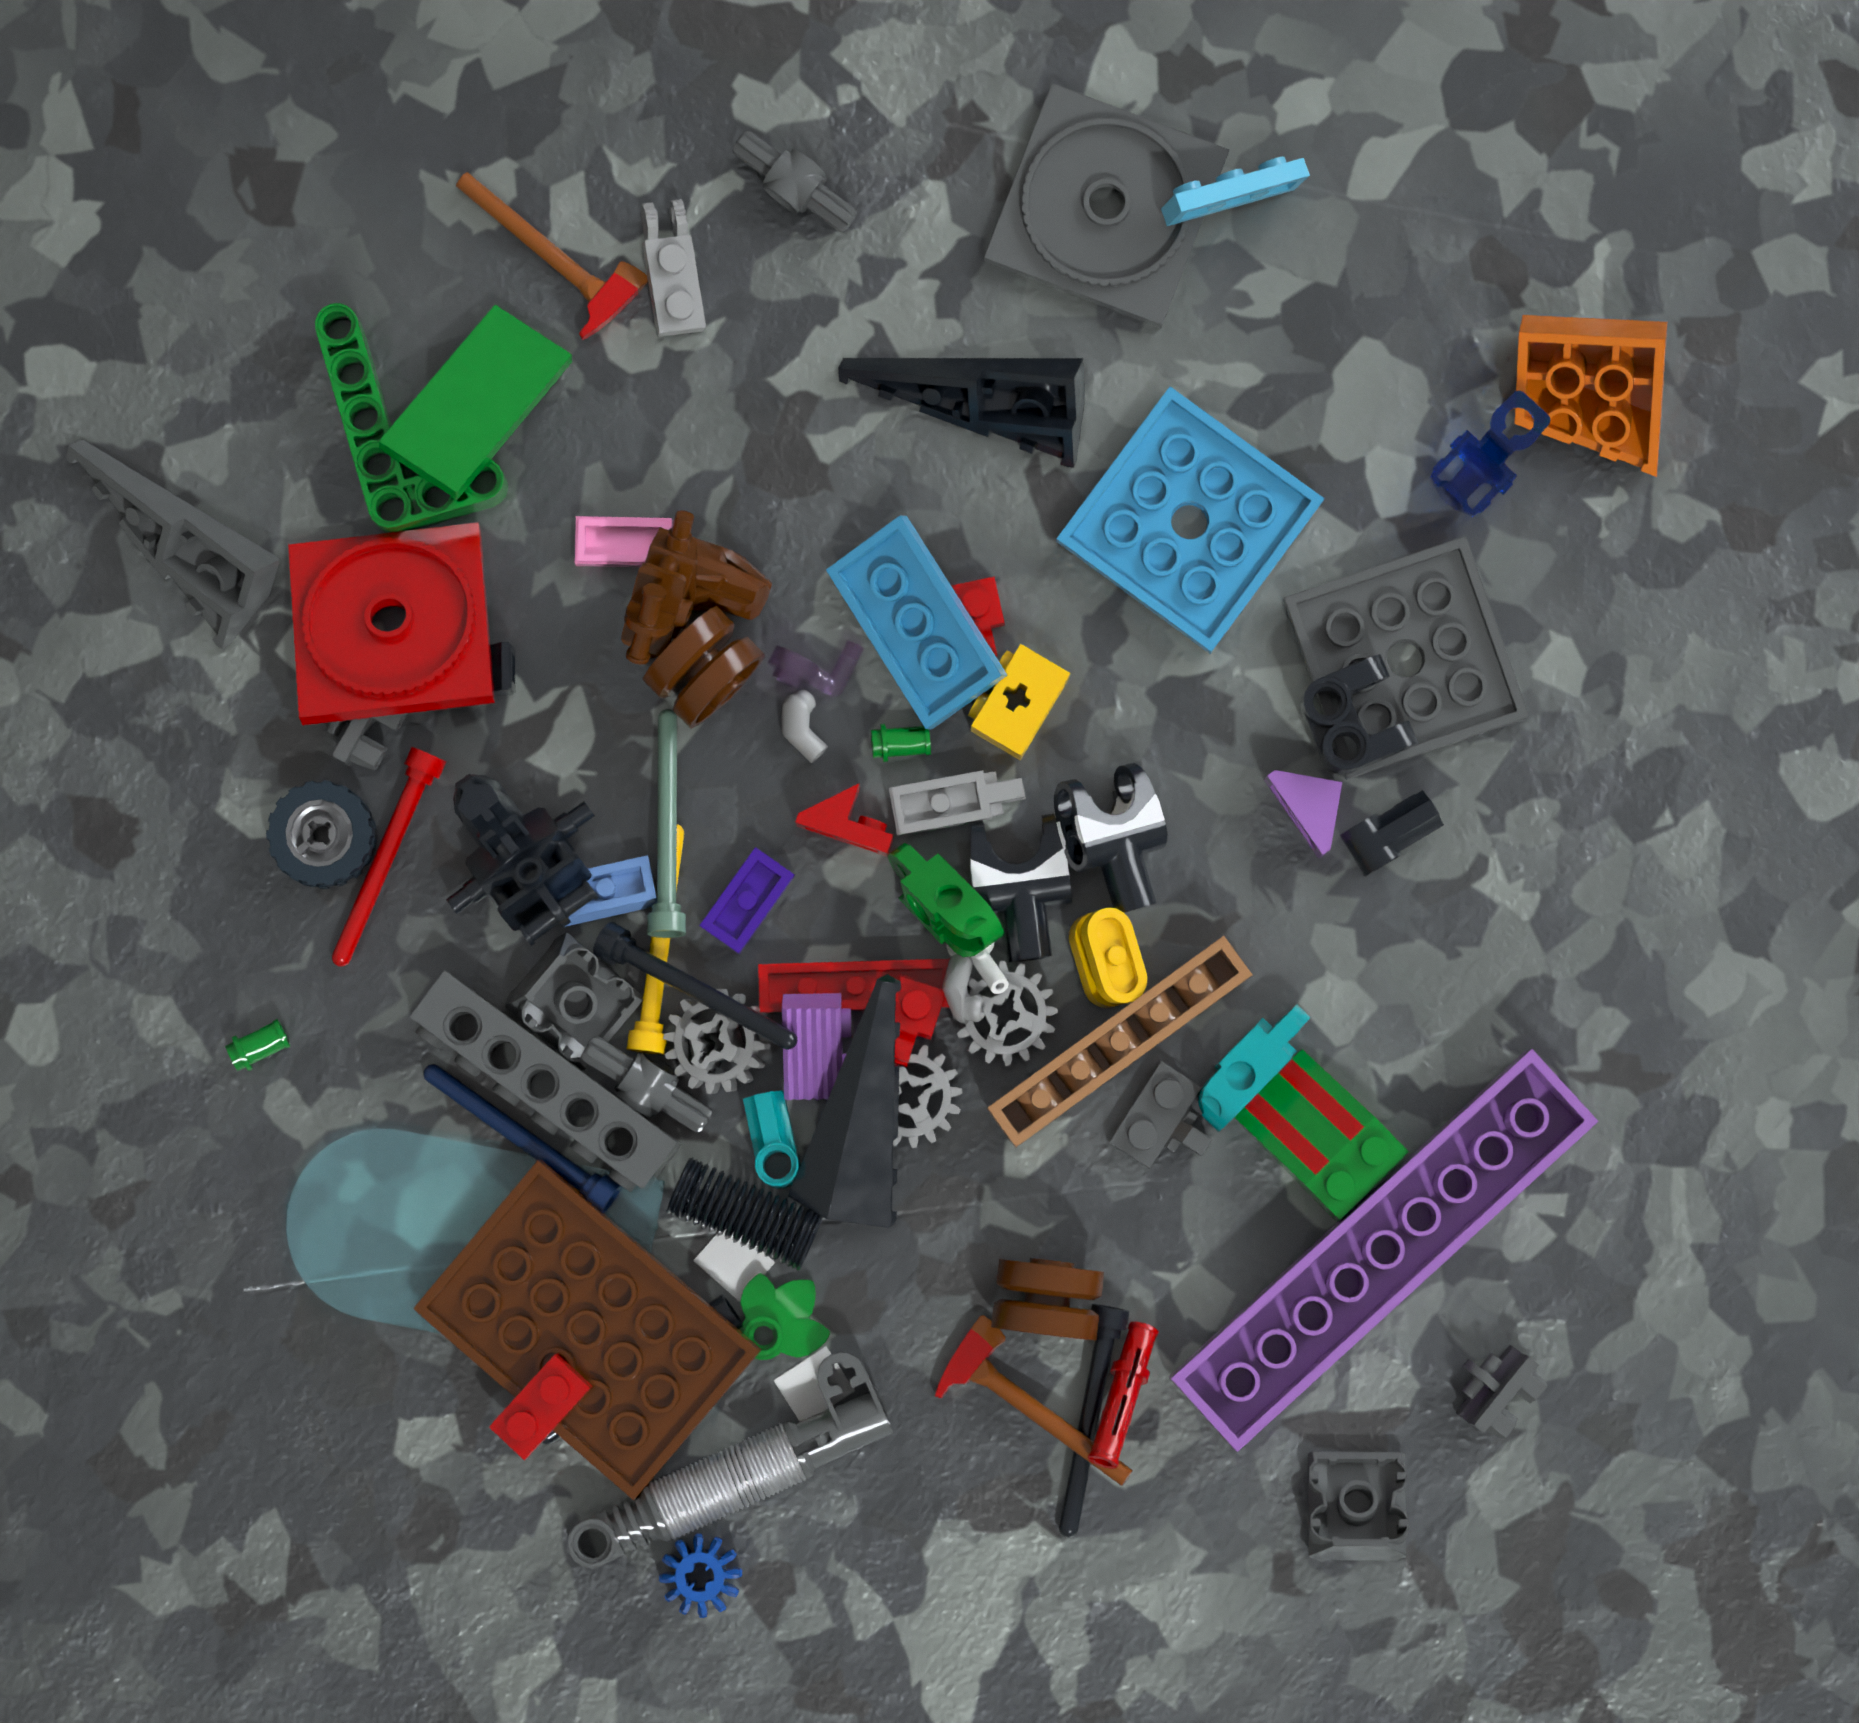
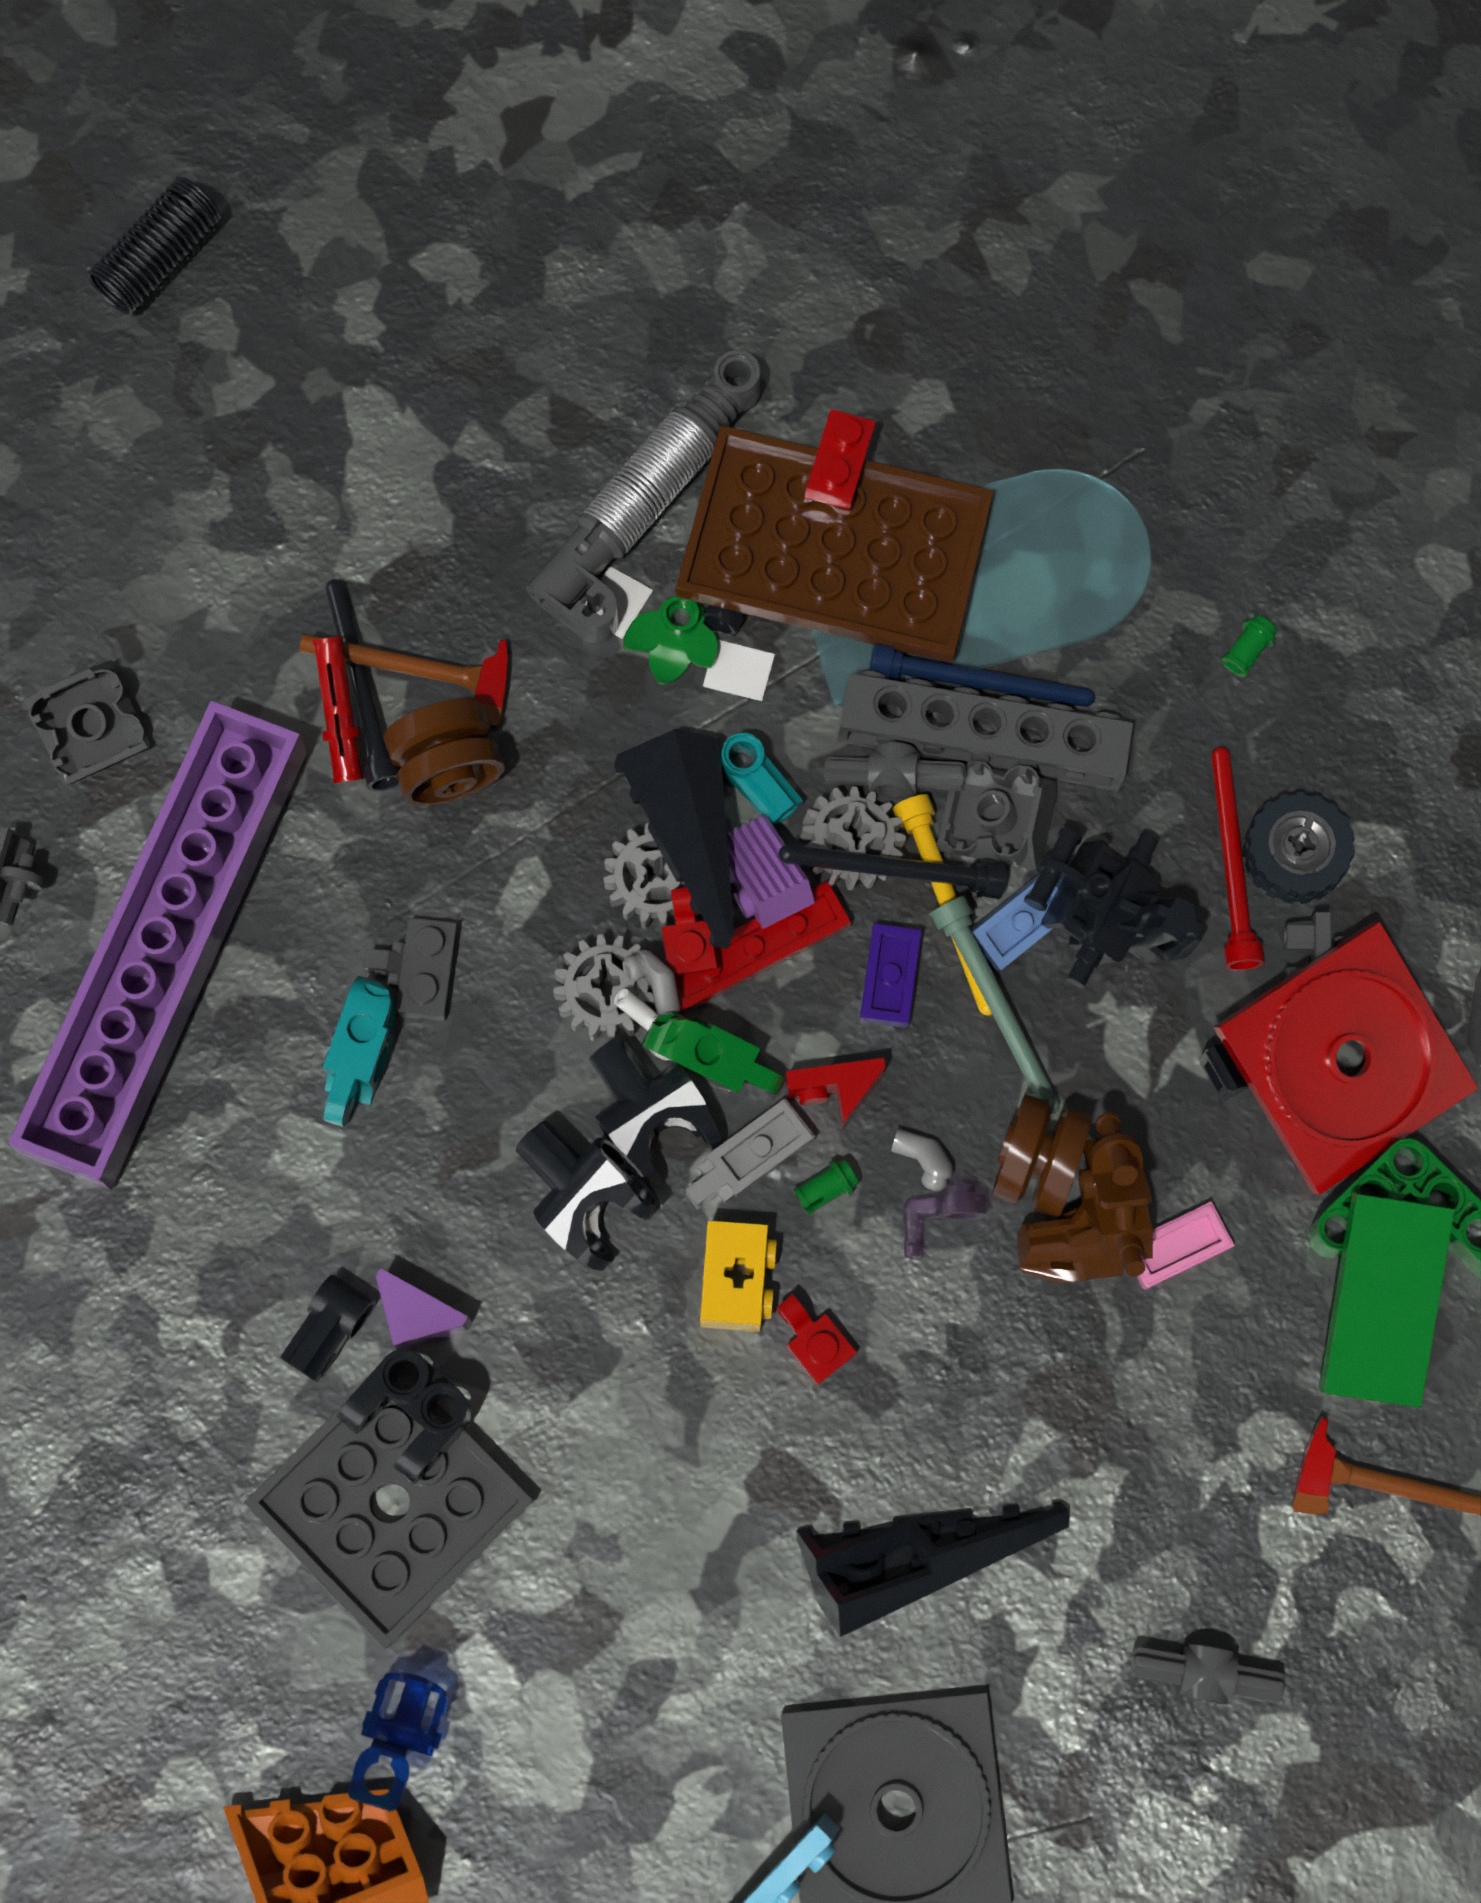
camera: 150 degrees right, 10 degrees down
(672, 273) = (1273, 1523): light grey hinge -> none
(687, 1190) = (726, 695): black piece -> none
(712, 1586) = (636, 385): blue gear -> none
(916, 622) = (868, 1299): dark azure plate -> none
(1108, 958) = (535, 1078): yellow brick -> none
(1119, 1041) = (488, 1009): medium nougat brick -> none
(1180, 461) = (618, 1481): dark azure piece -> none
(1321, 1135) = (260, 1019): green slope -> none

